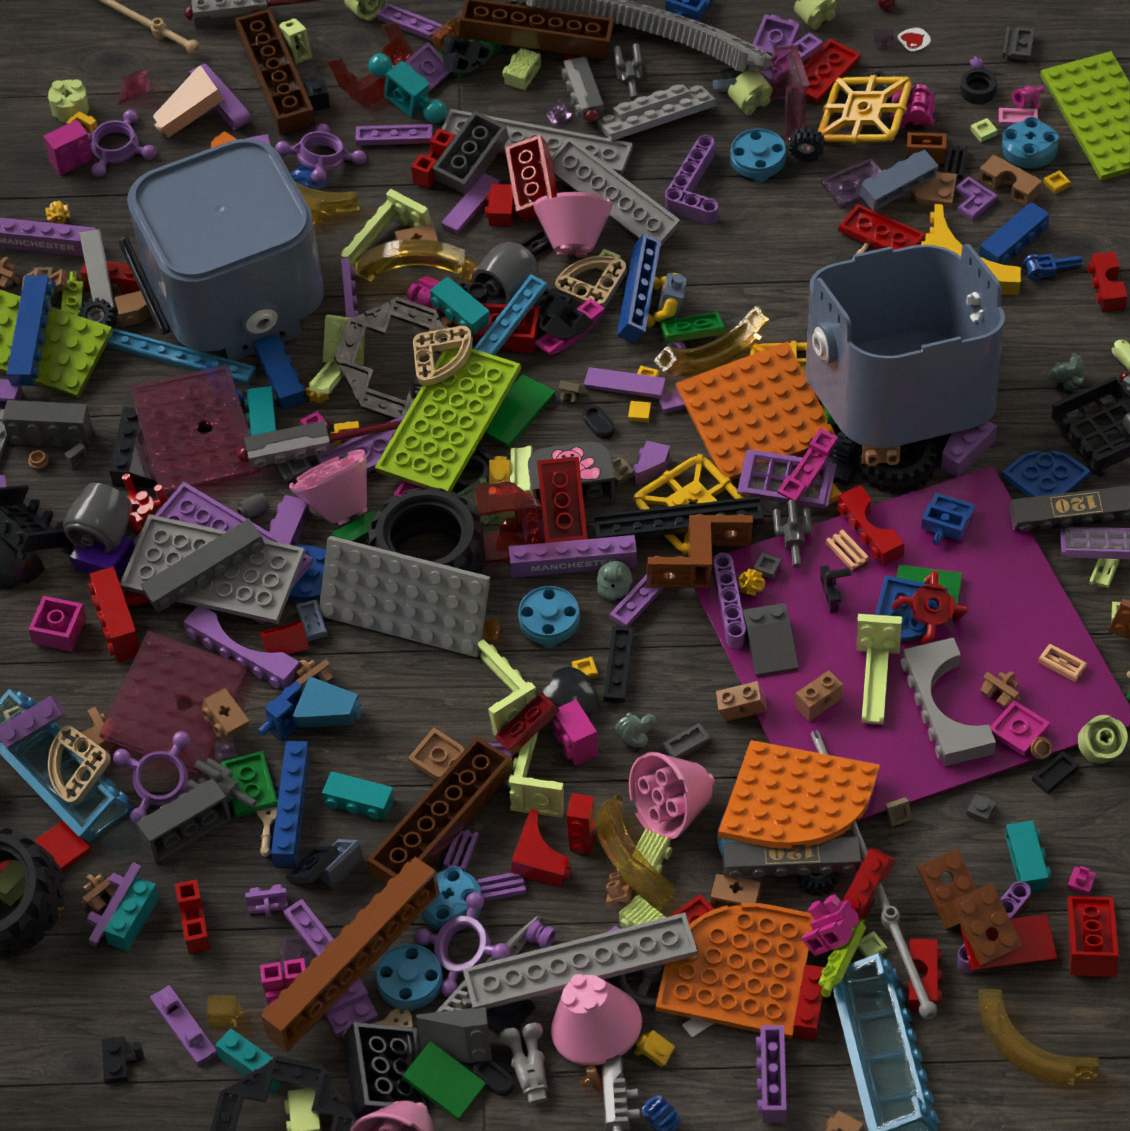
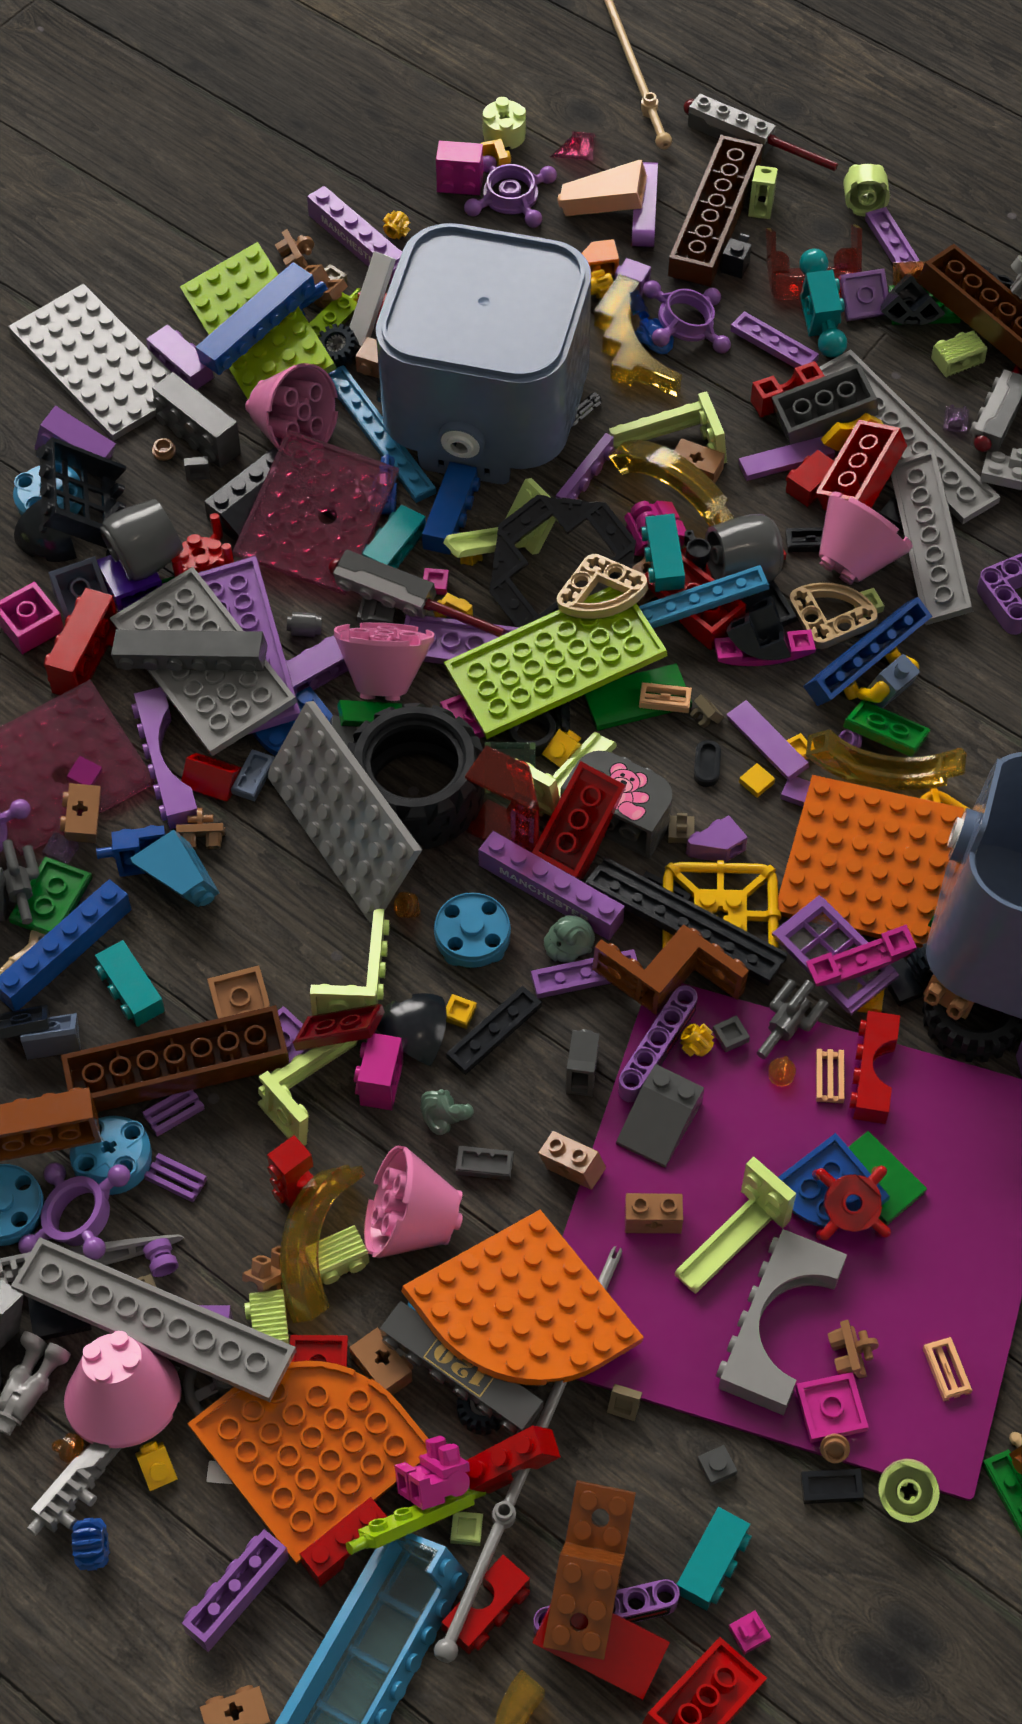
camera: 35 degrees right, 5 degrees up
(70, 581) = (72, 580): none -> sand blue slope
(109, 372) = (297, 401): none -> bright pink cone
(112, 142) = (510, 188): none -> medium lavender tile
(200, 689) = (84, 772): none -> magenta tile
(291, 165) = (638, 305): none -> clear blue plate
(499, 162) = (839, 433): none -> yellow tile
(535, 859) = (225, 1171): red arch -> none
(538, 400) = (665, 700): none -> light nougat tile
(695, 642) = (582, 1062): none -> dark grey hips
(814, 564) = (782, 1071): none -> clear orange tile
(828, 583) = (776, 1095): black plate -> none
(947, 517) = (965, 1115): blue plate -> none

